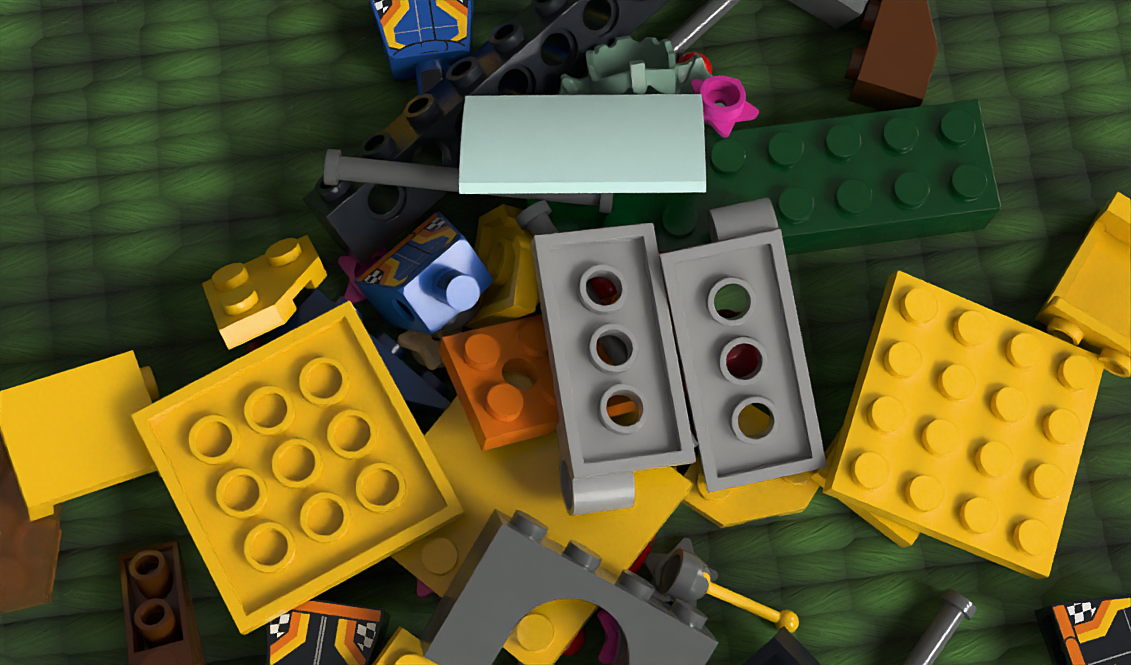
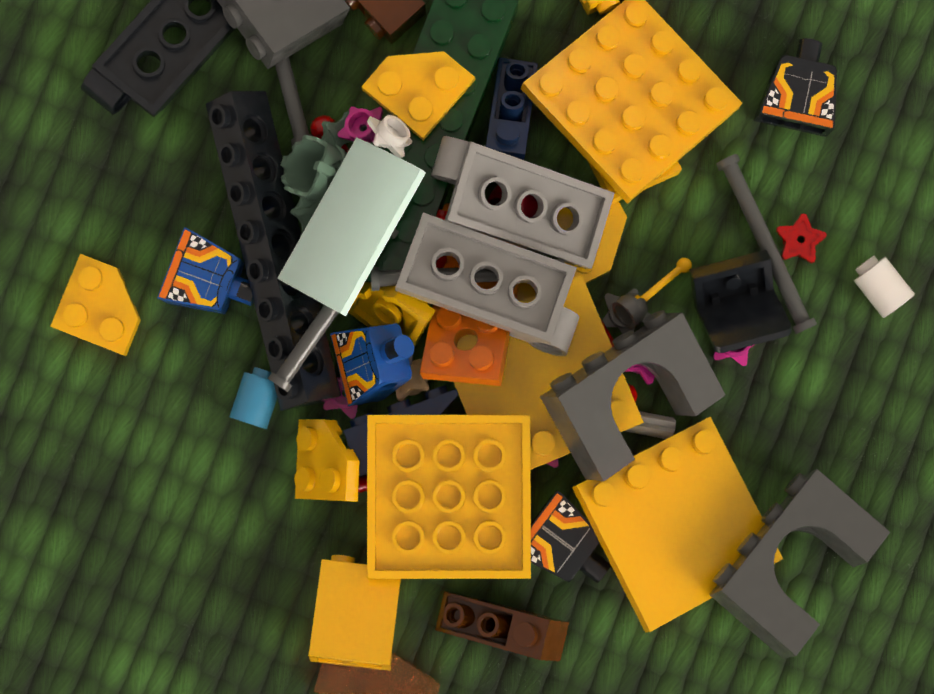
camera: 60 degrees left, 10 degrees up
(296, 164) = (255, 399): none -> dark azure brick
(731, 133) = (390, 134): none -> white plate
(811, 141) = (418, 88): none -> yellow plate
(850, 282) = (510, 108): none -> dark blue slope

